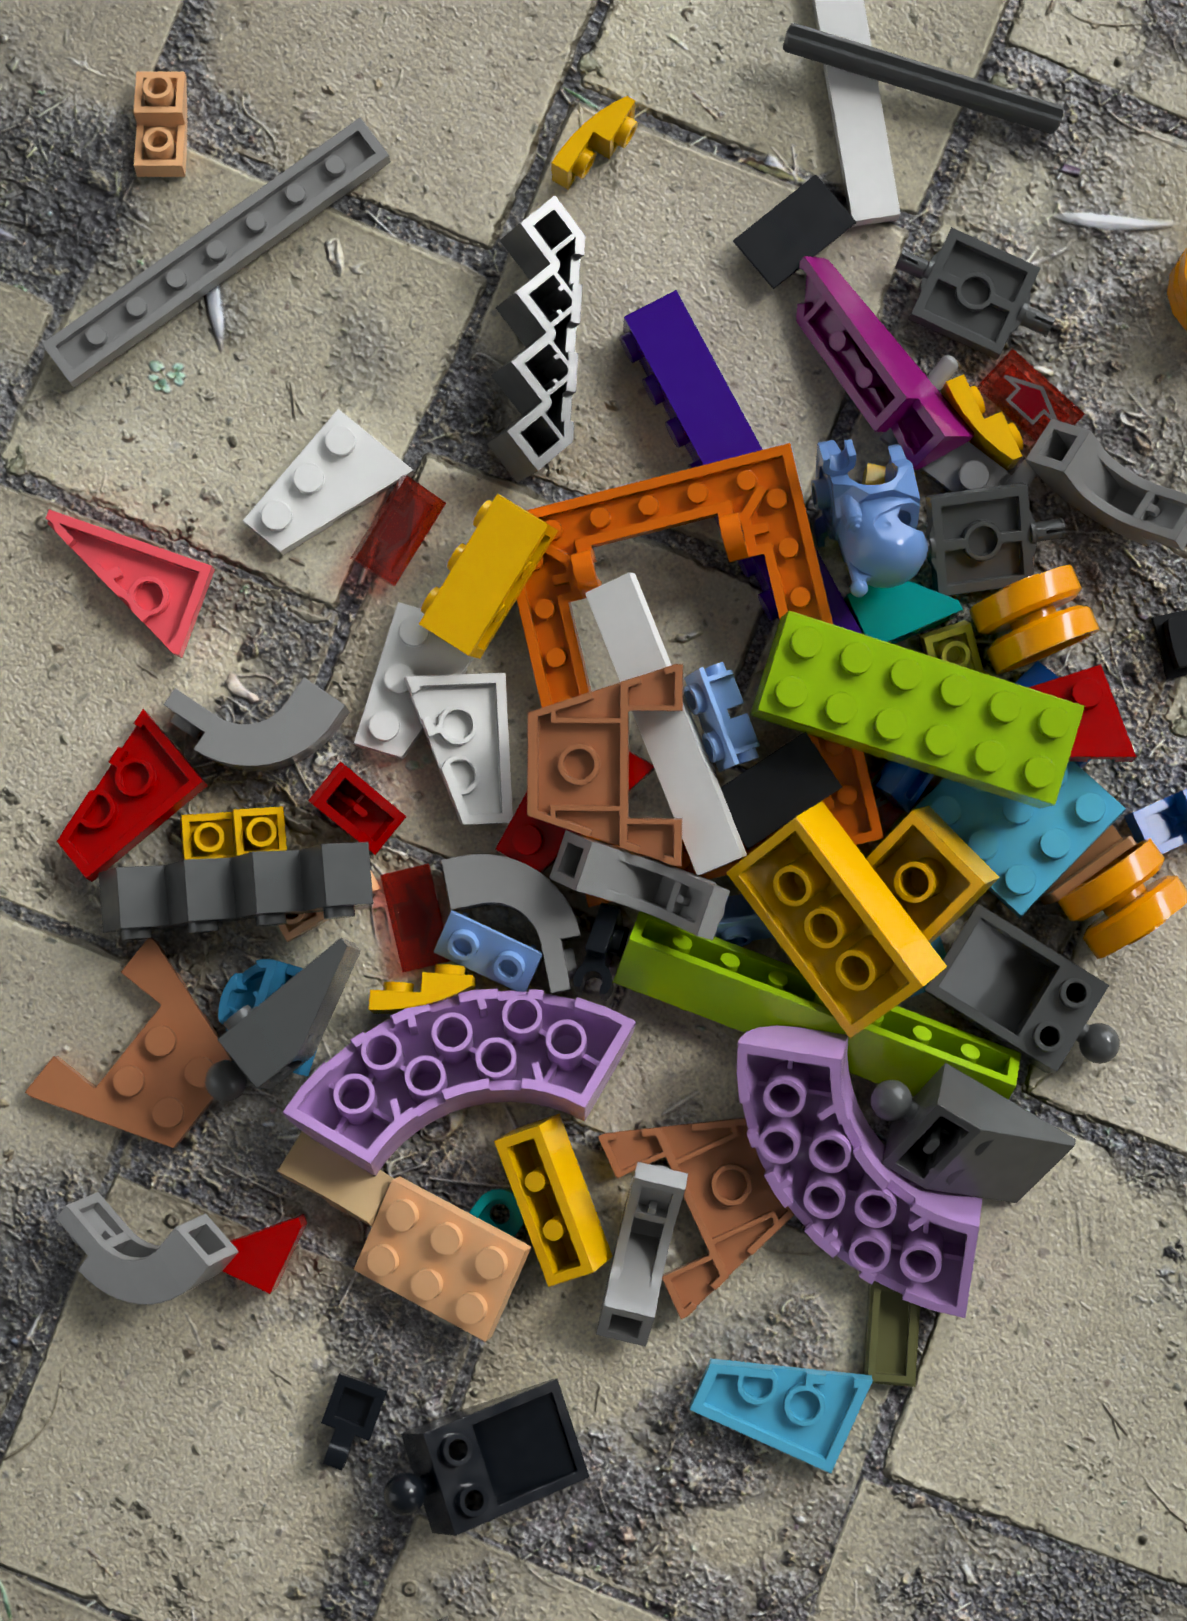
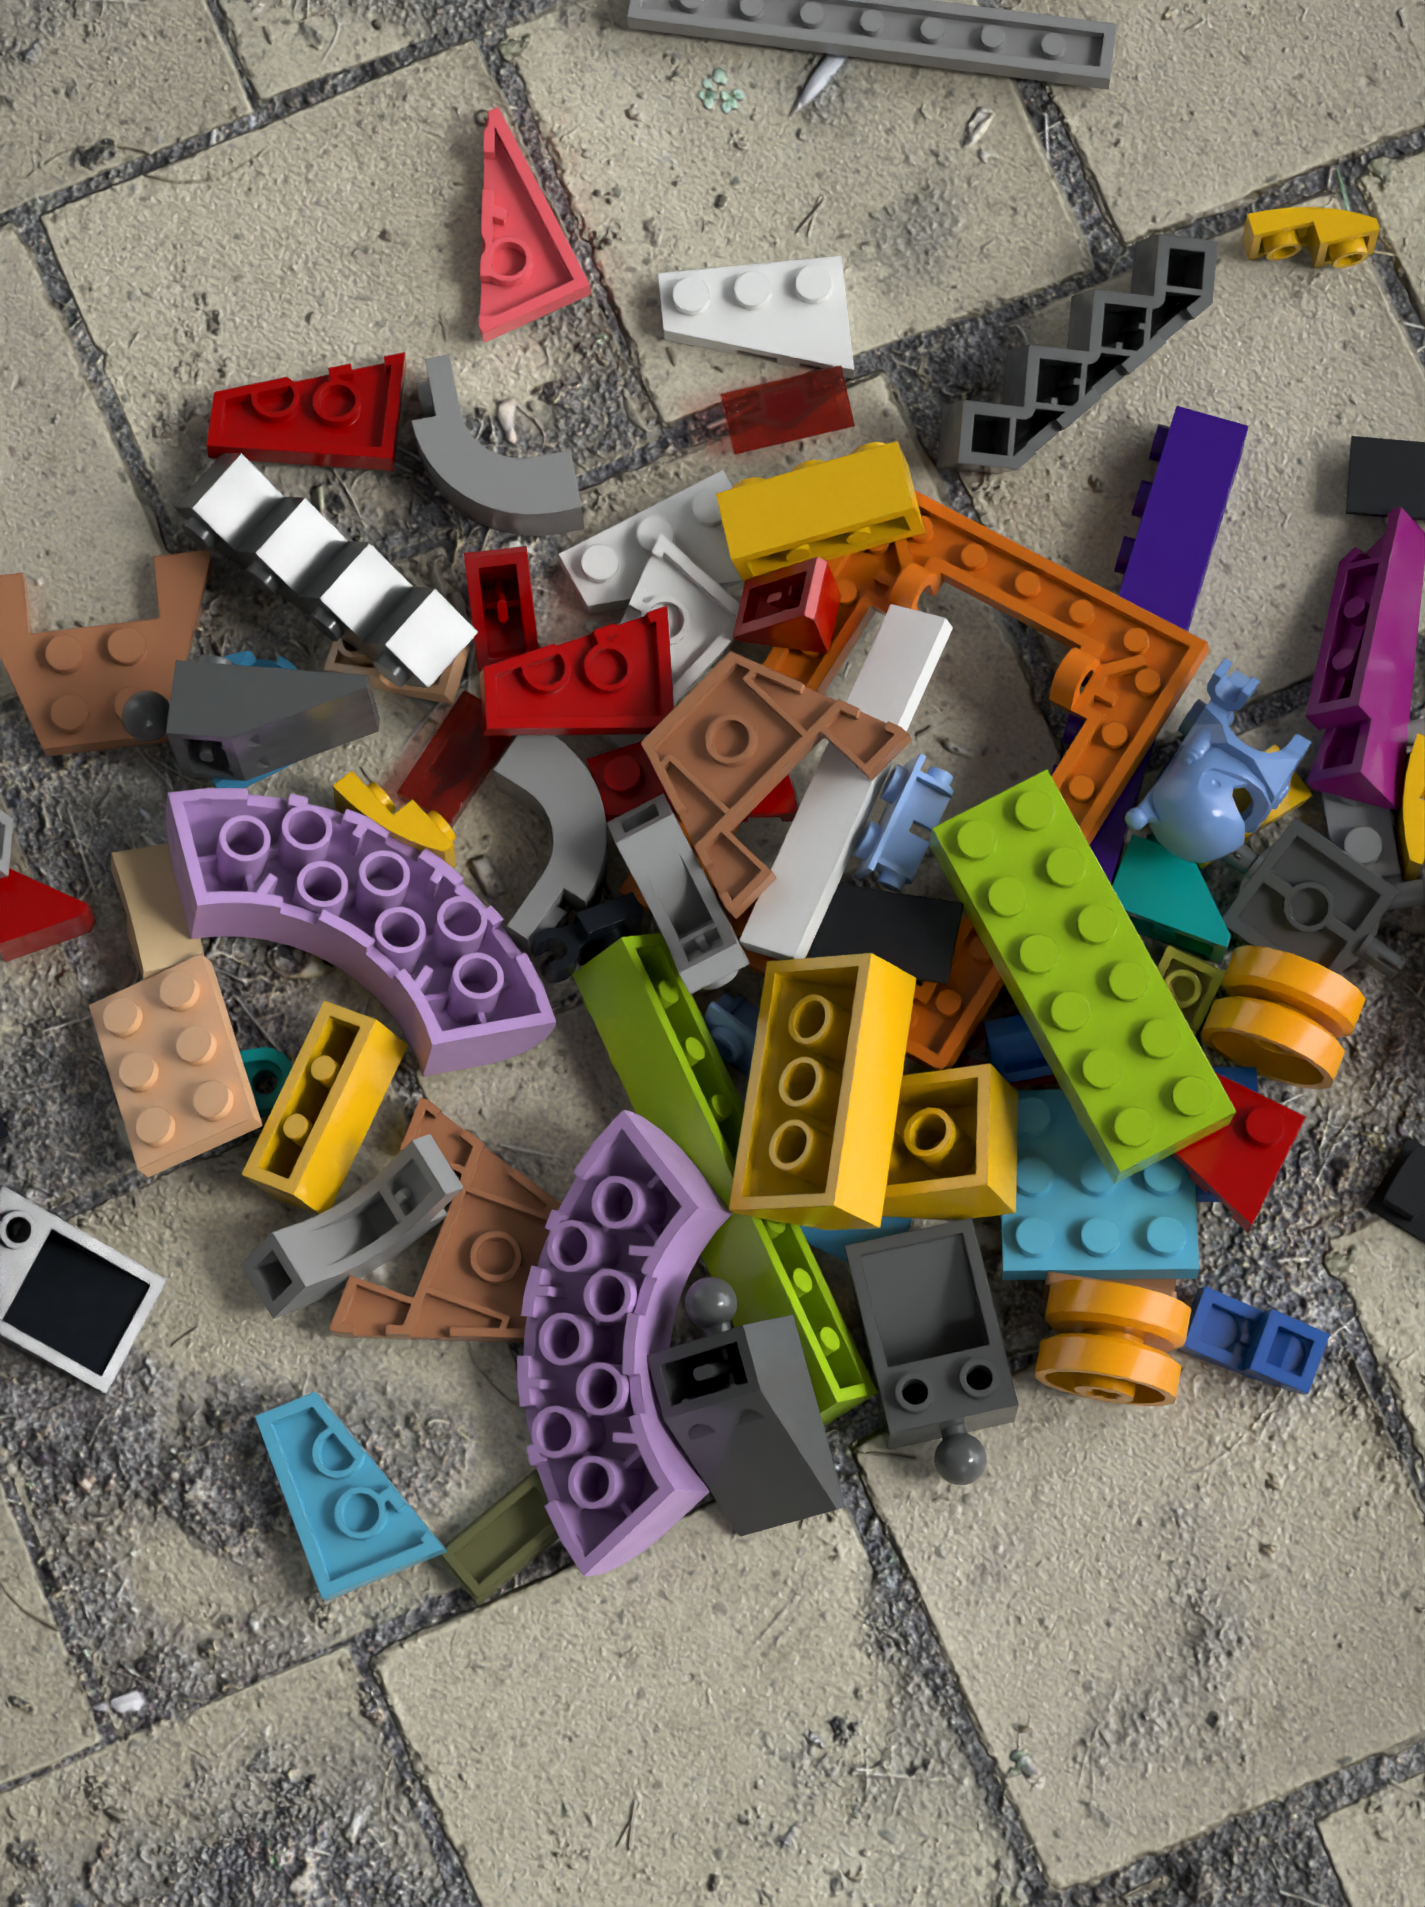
camera: 50 degrees right, 10 degrees down
(233, 833) = (366, 520): yellow slope -> none
(457, 808) = (587, 686): none -> red wing
(488, 952) = (489, 843): light blue hinge -> none
(525, 651) = (790, 607): none -> red slope

